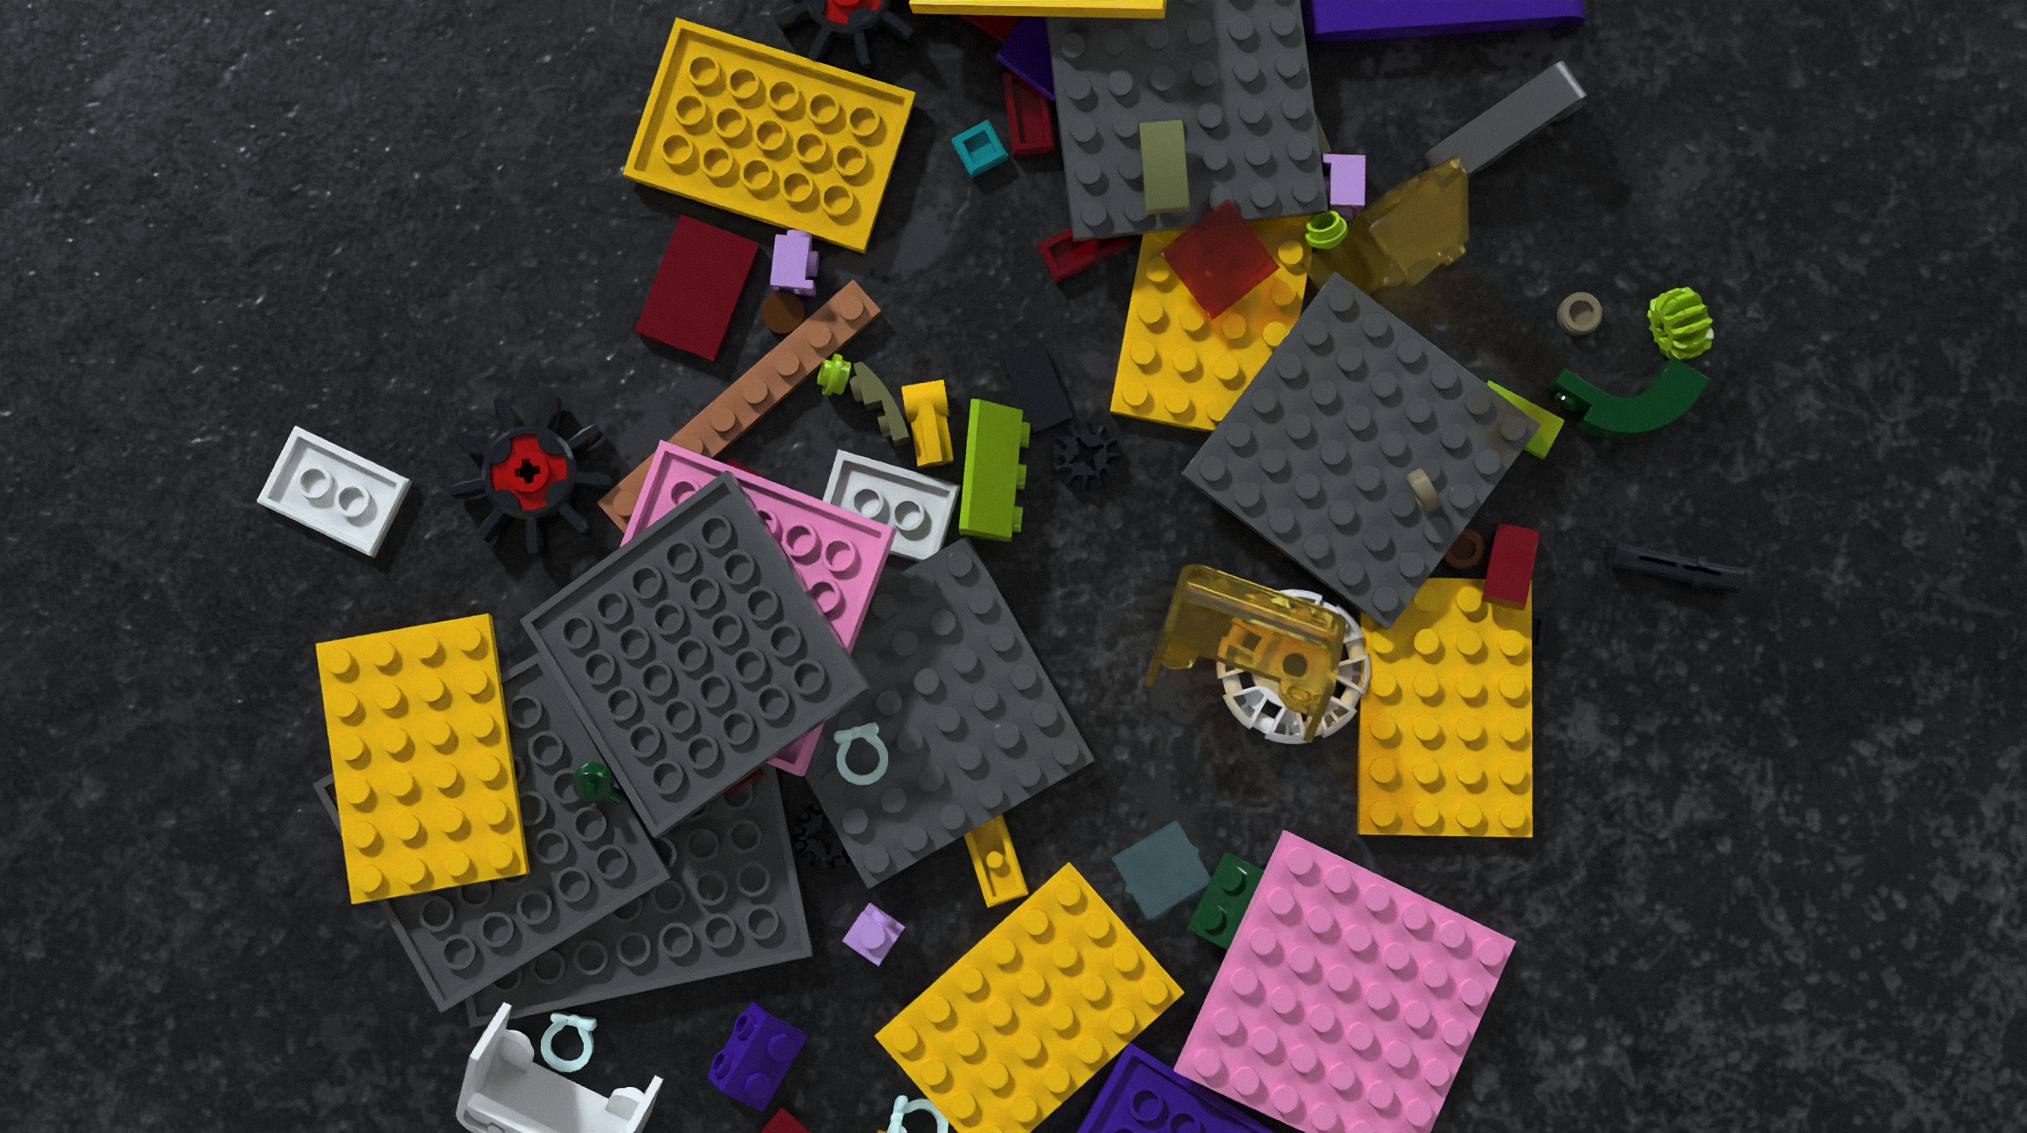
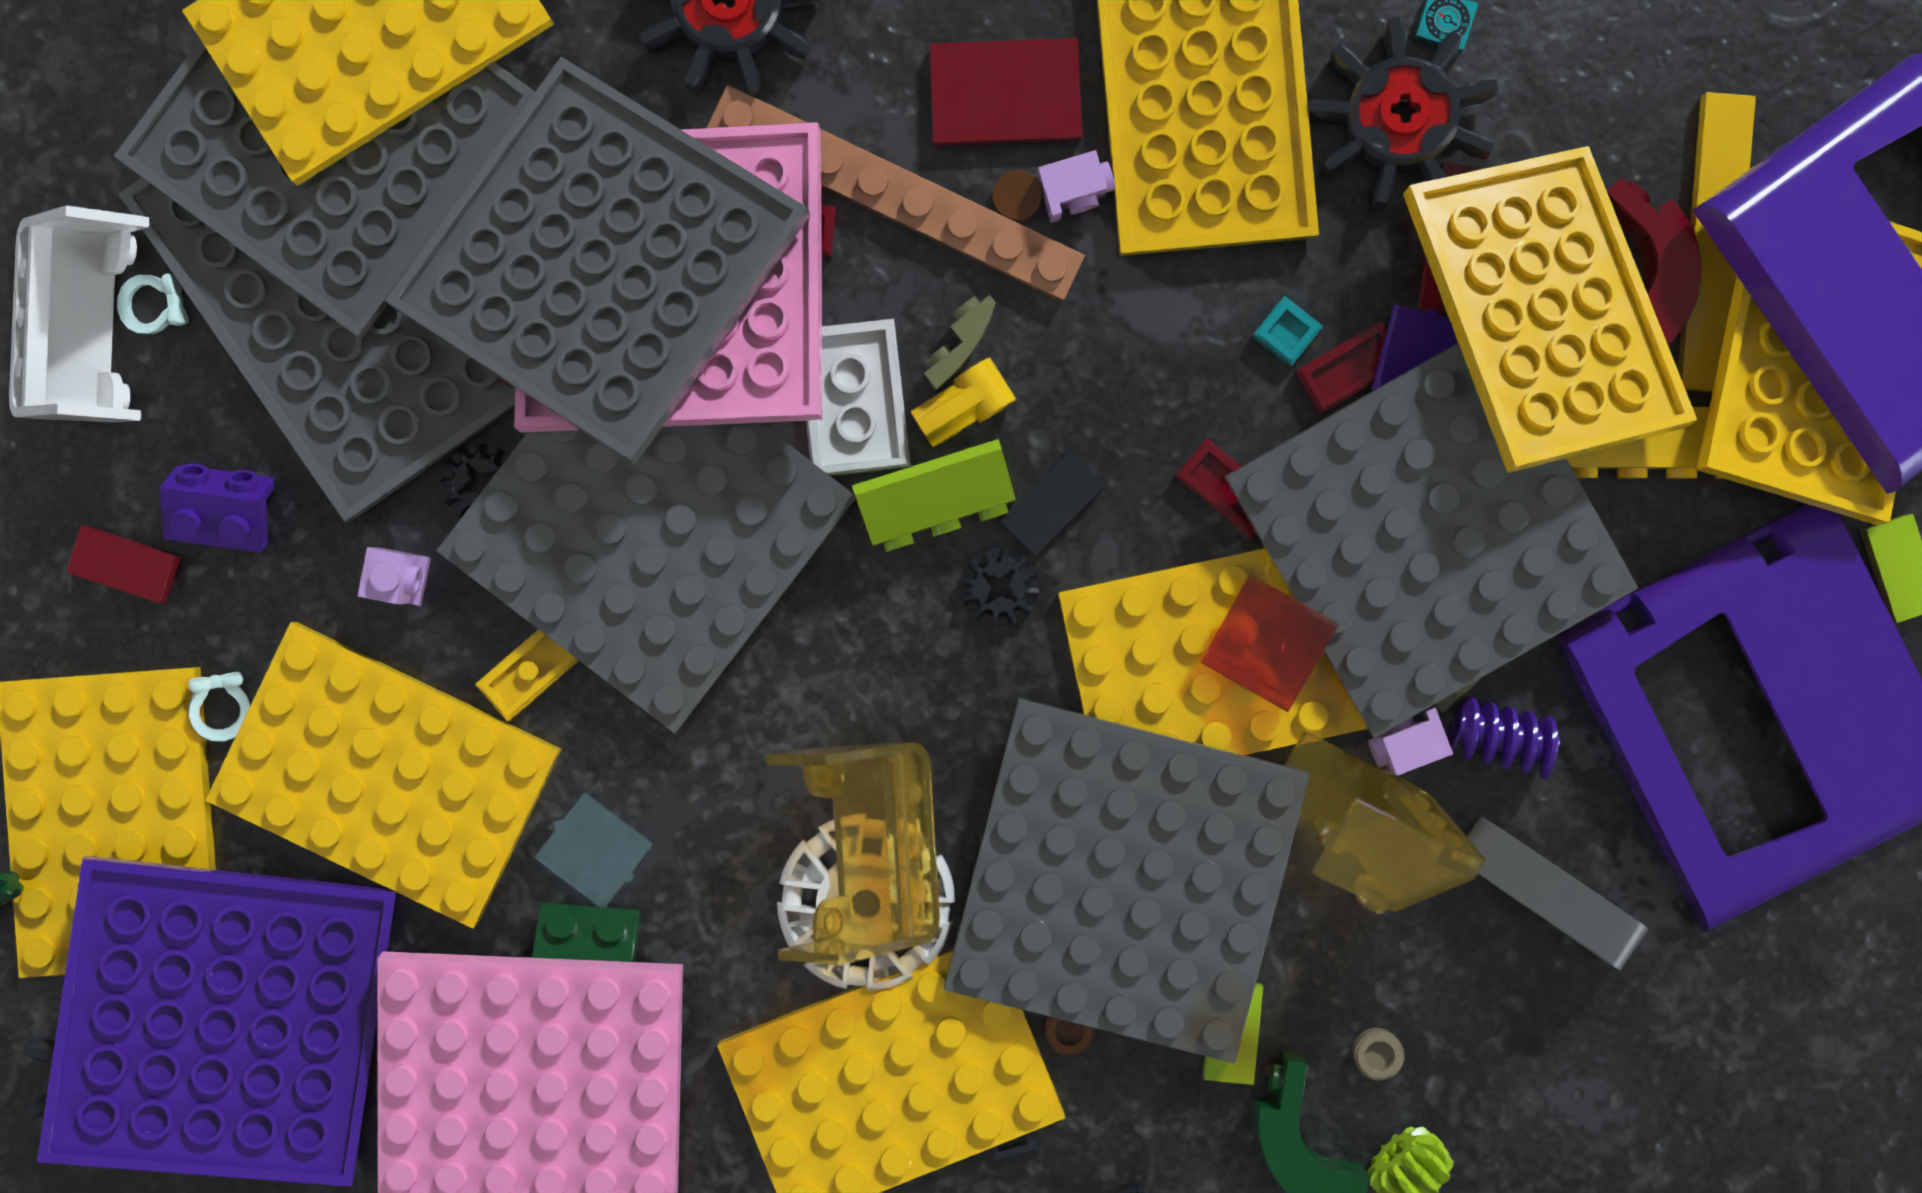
camera: 65 degrees right, 5 degrees up
(595, 783) = (417, 214): dark green piece -> none
(834, 375) = (971, 279): lime plate -> none
(869, 733) = (597, 482): light aqua piece -> none
(1164, 167) = (1343, 542): olive slope -> none
(1325, 230) = (1352, 744): lime plate -> none
(1366, 109) = (1505, 734): none -> dark purple piece
(1423, 490) = (1105, 968): dark tan tile -> none
(1510, 566) = (1069, 1090): dark red tile -> none

